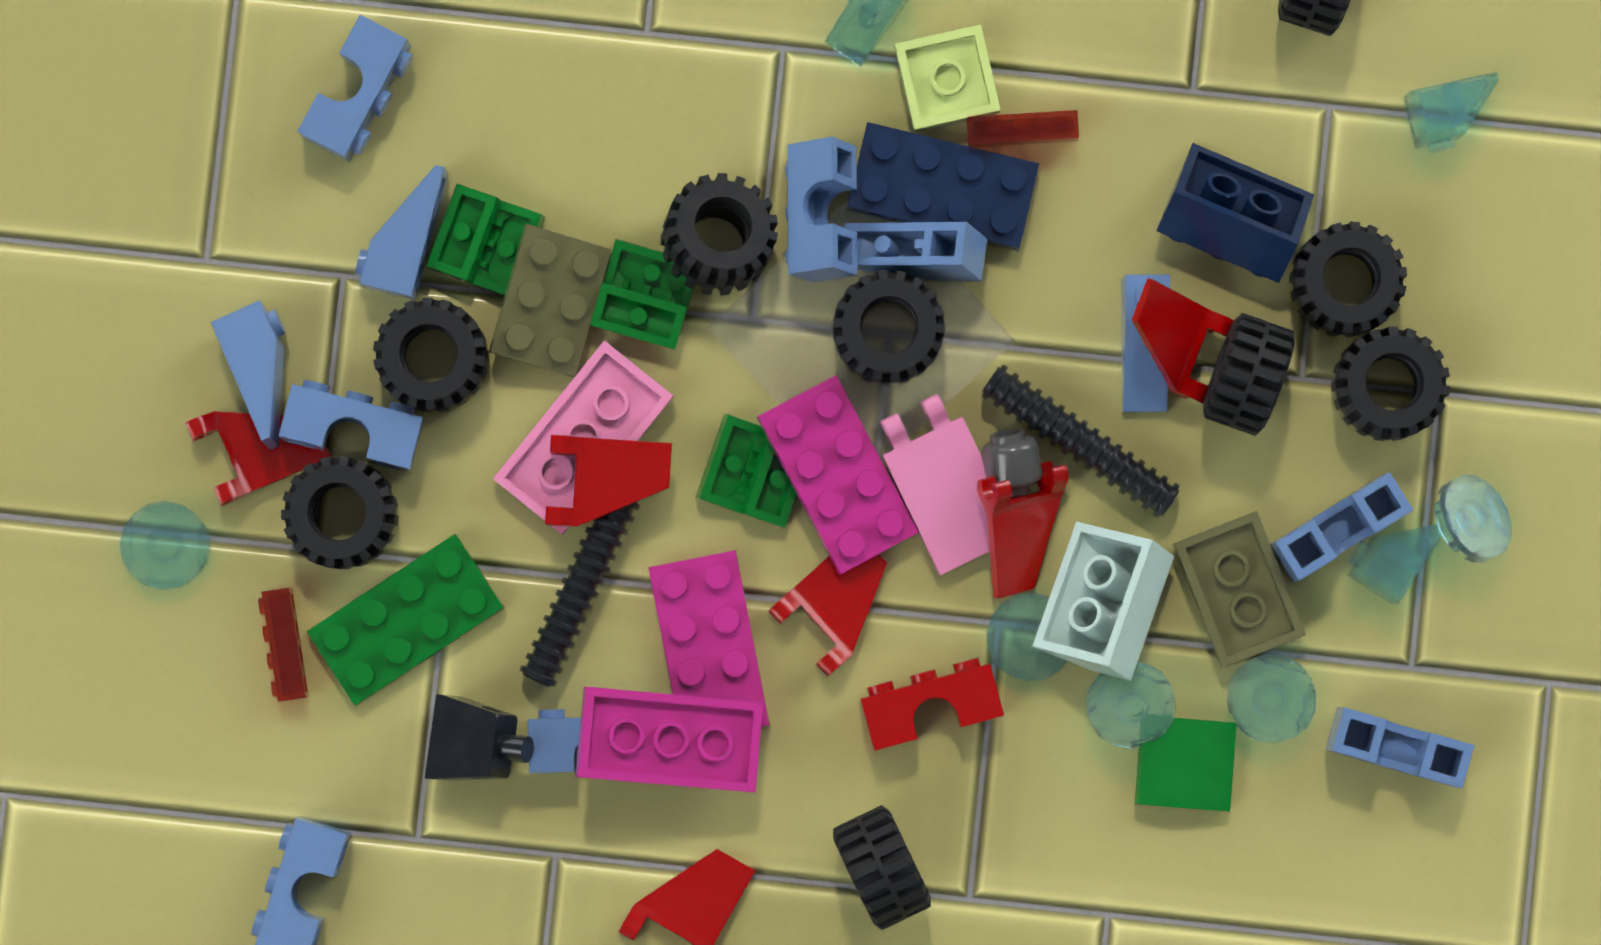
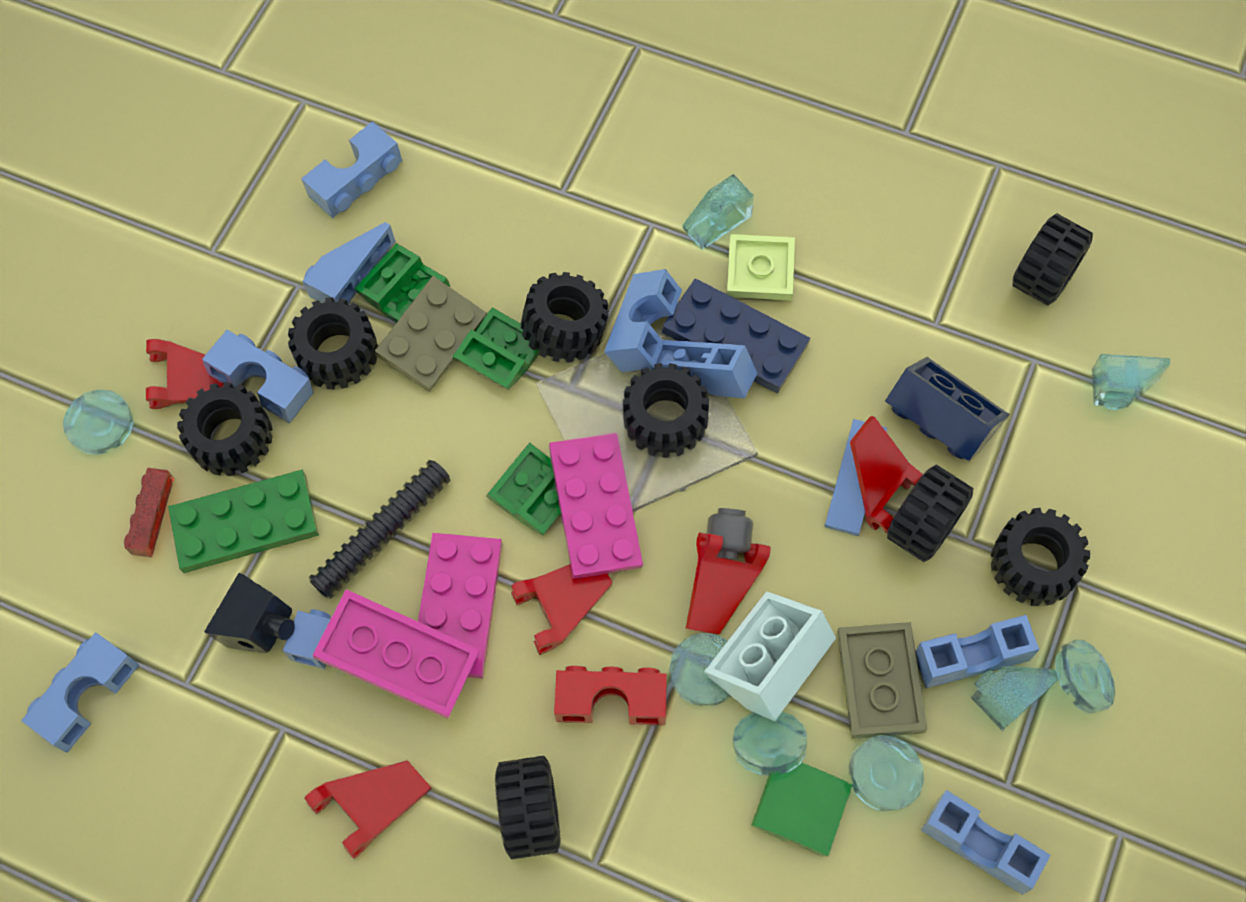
camera: 20 degrees right, 20 degrees down
(257, 363) = (212, 312): medium blue slope -> none
(602, 401) = (419, 430): bright pink plate -> none
(609, 476) = (423, 454): red flag -> none
(939, 485) = (668, 535): bright pink tile -> none
(1022, 128) = (805, 312): clear red piece -> none
(1080, 441) = (787, 535): black piece -> none
(1374, 252) = (1028, 448): black tyre -> none

